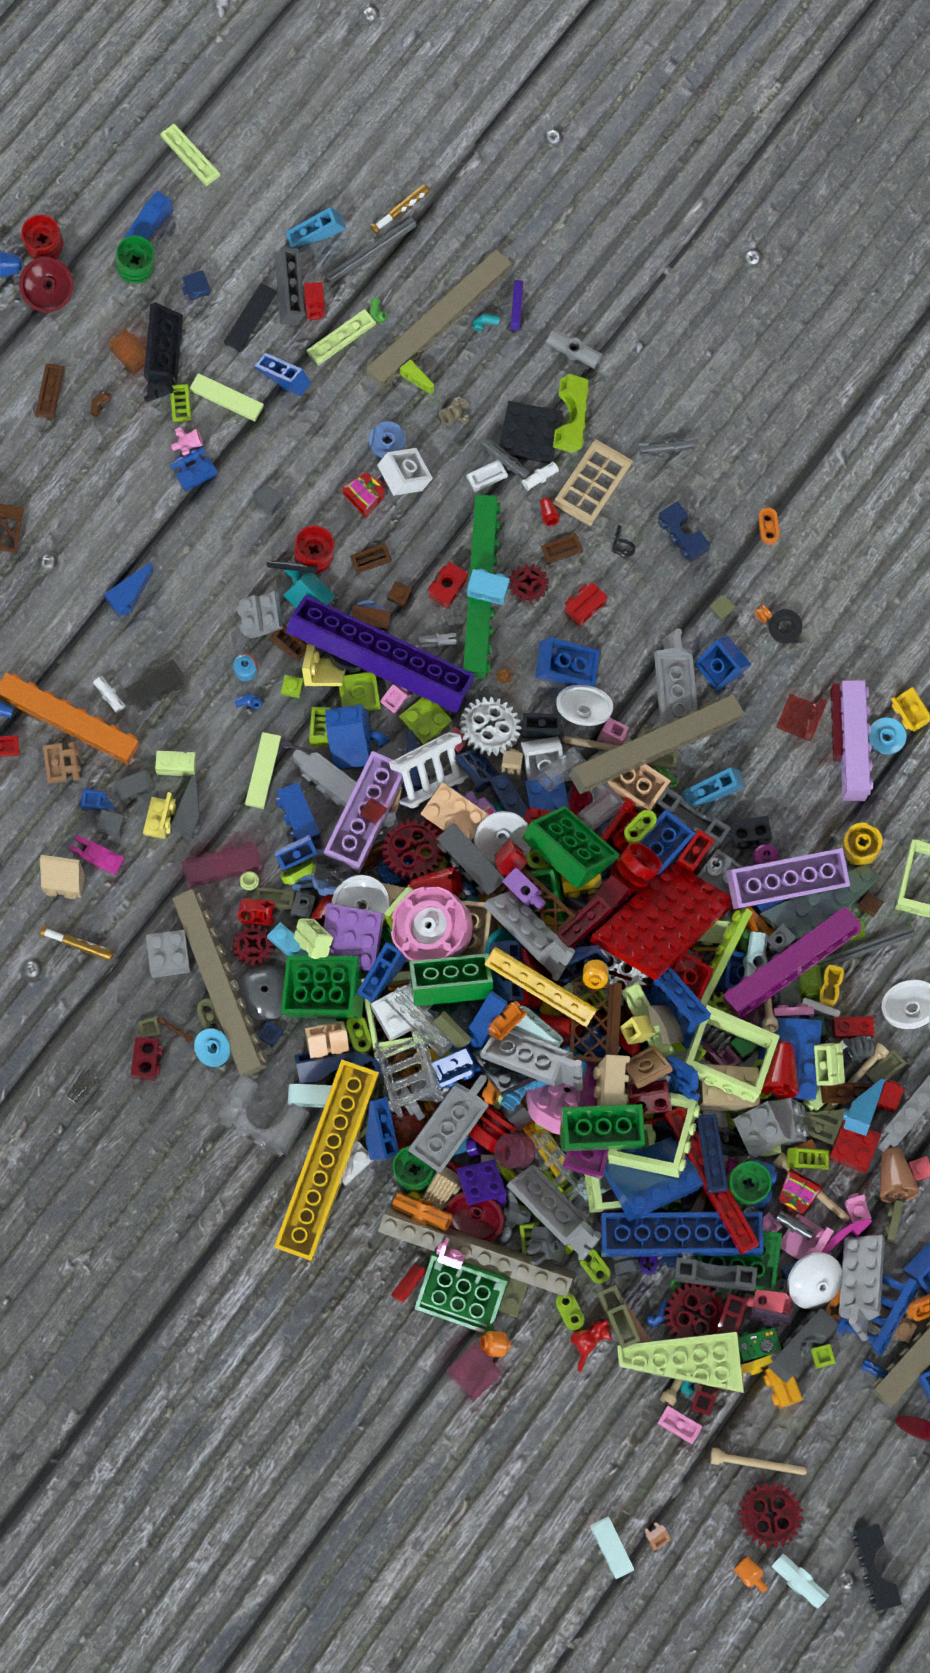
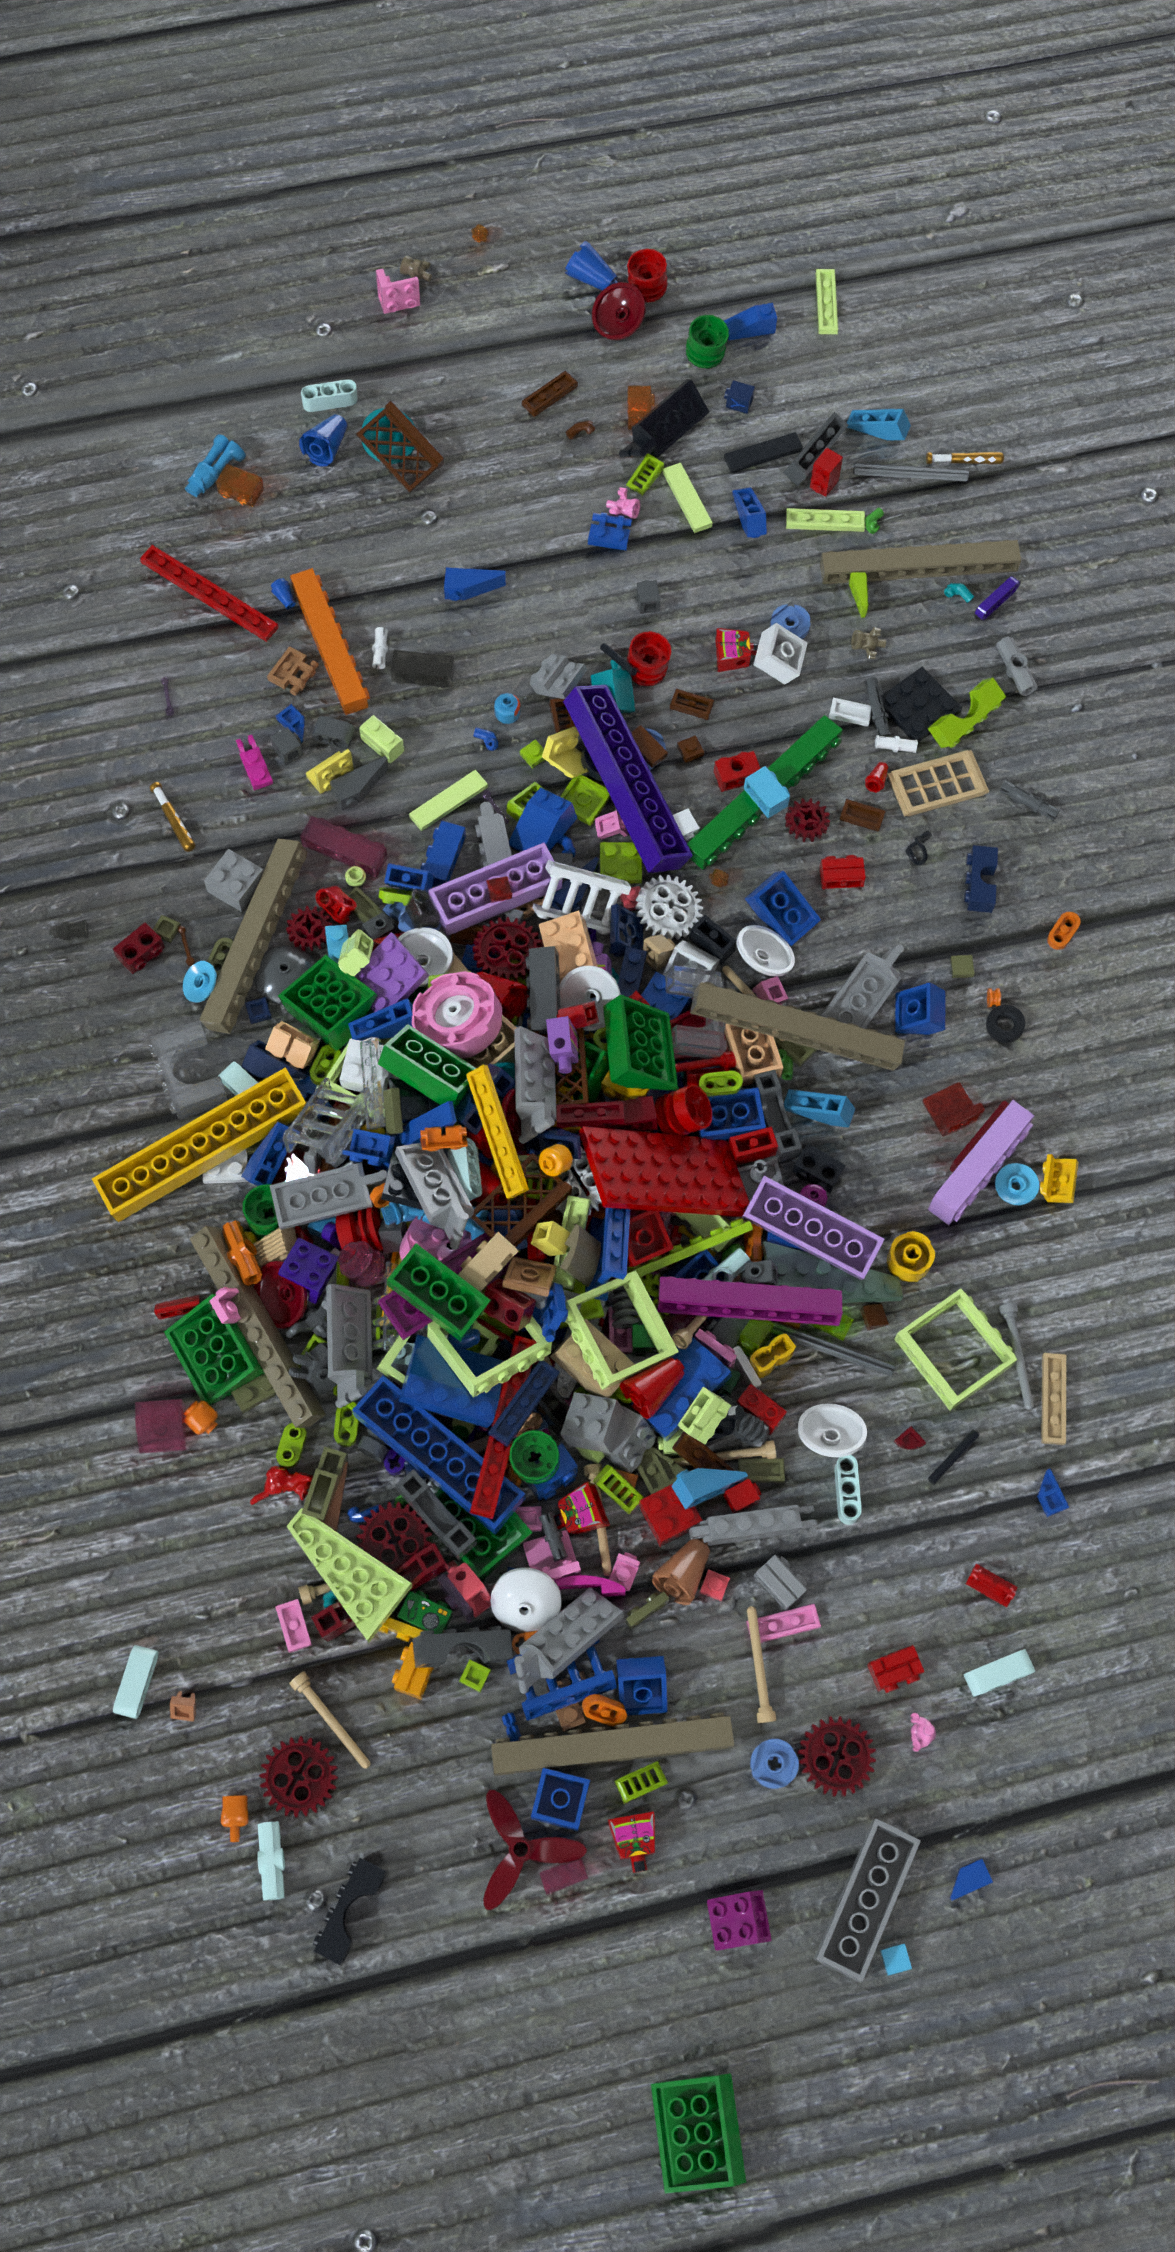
camera: 40 degrees right, 5 degrees down
(61, 876) = (205, 752): tan slope -> none
(437, 640) = (682, 804): light grey axle -> none
(450, 654) = (686, 824): none -> white brick

